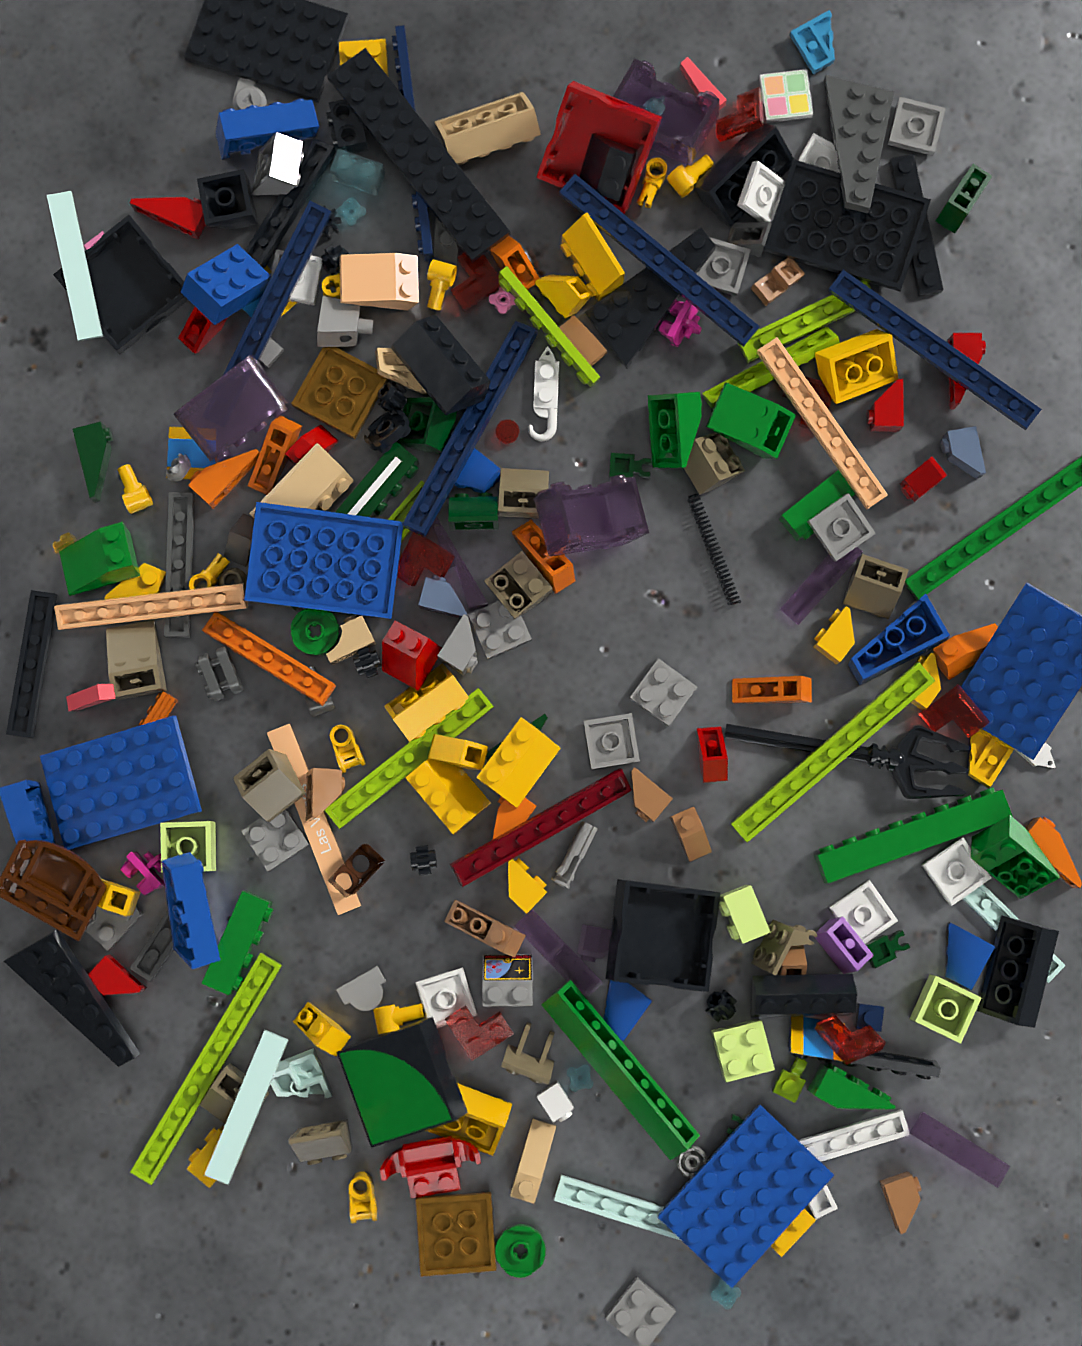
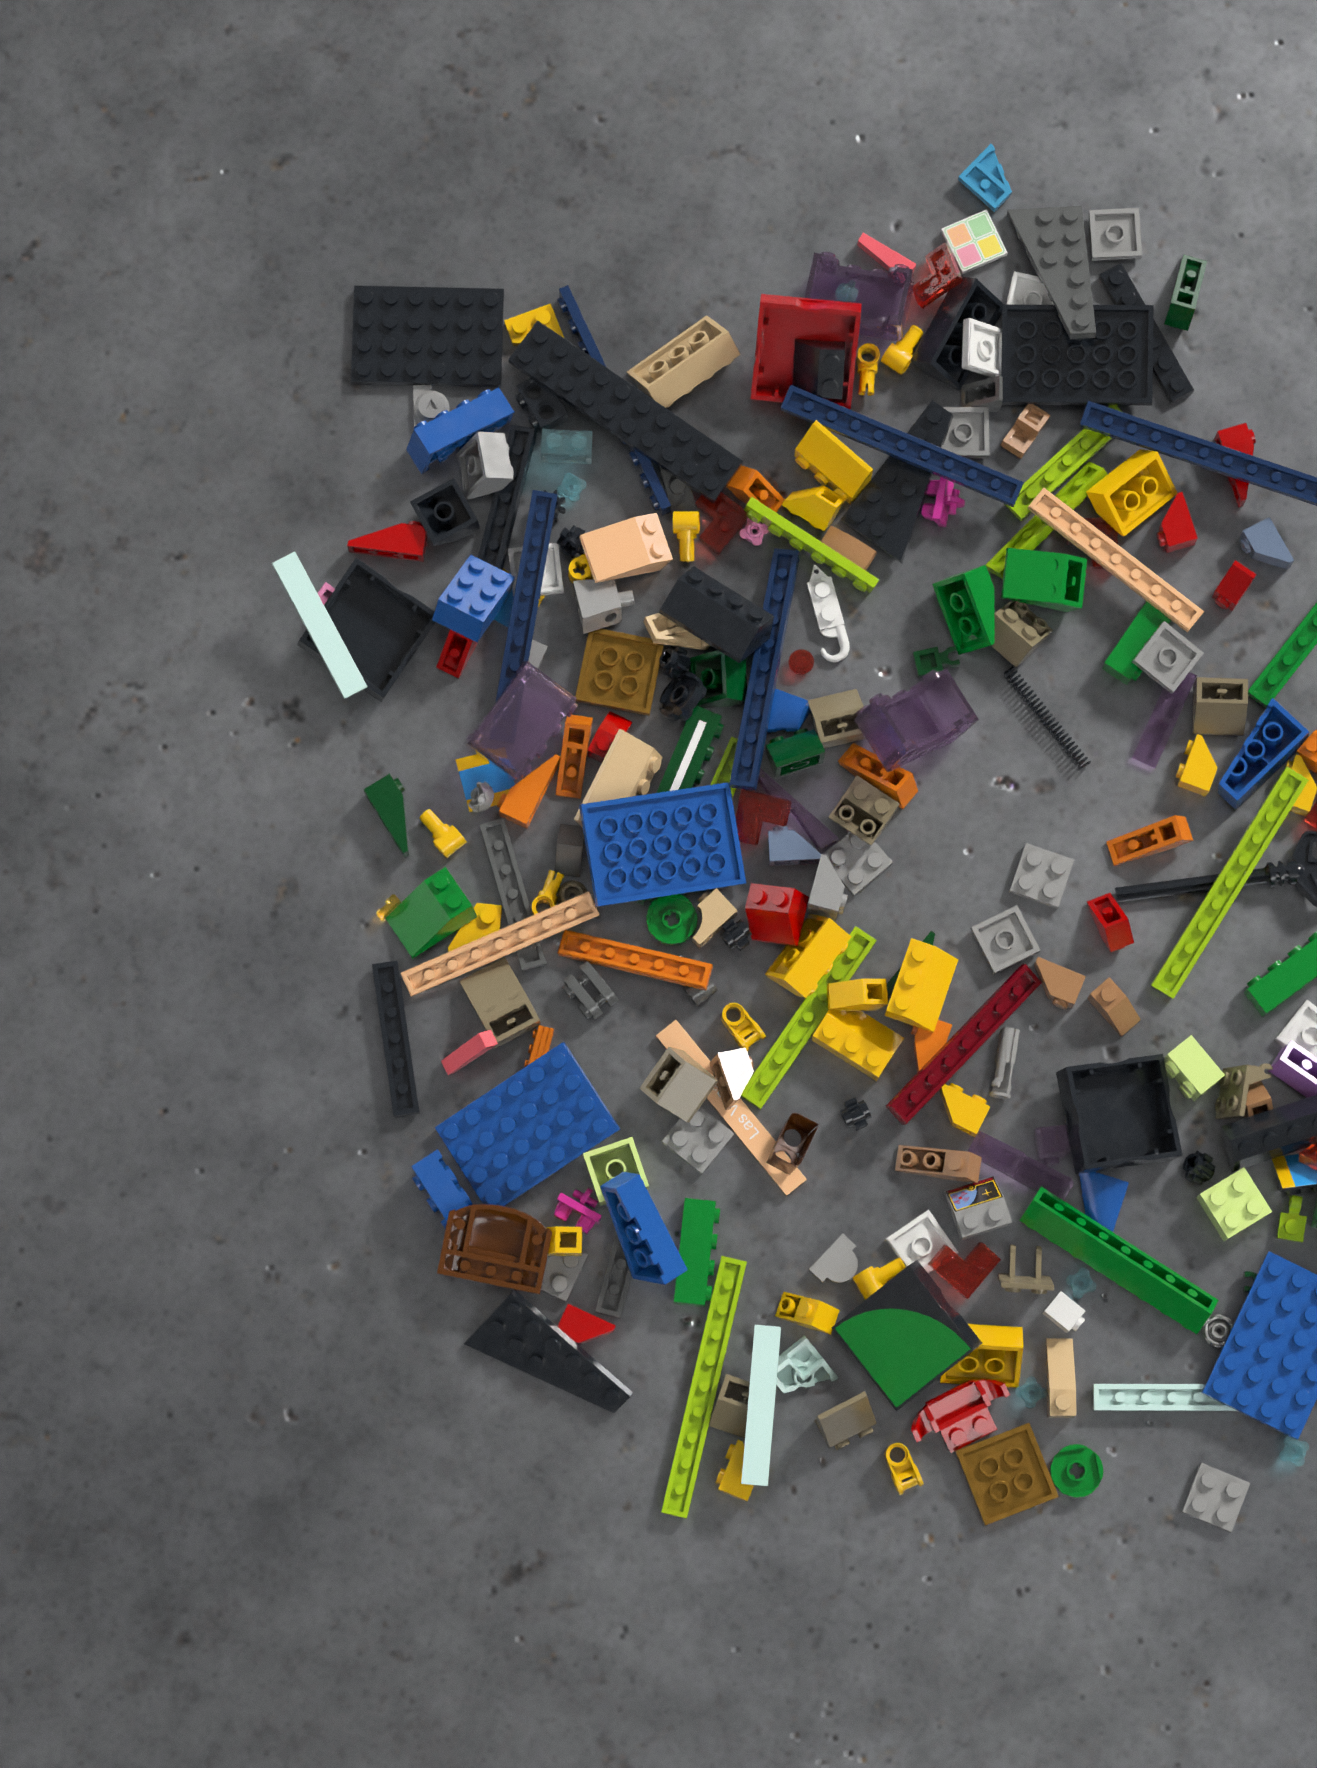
camera: 15 degrees left, 5 degrees down
(500, 1172) = (1023, 1392): none -> clear light blue plate

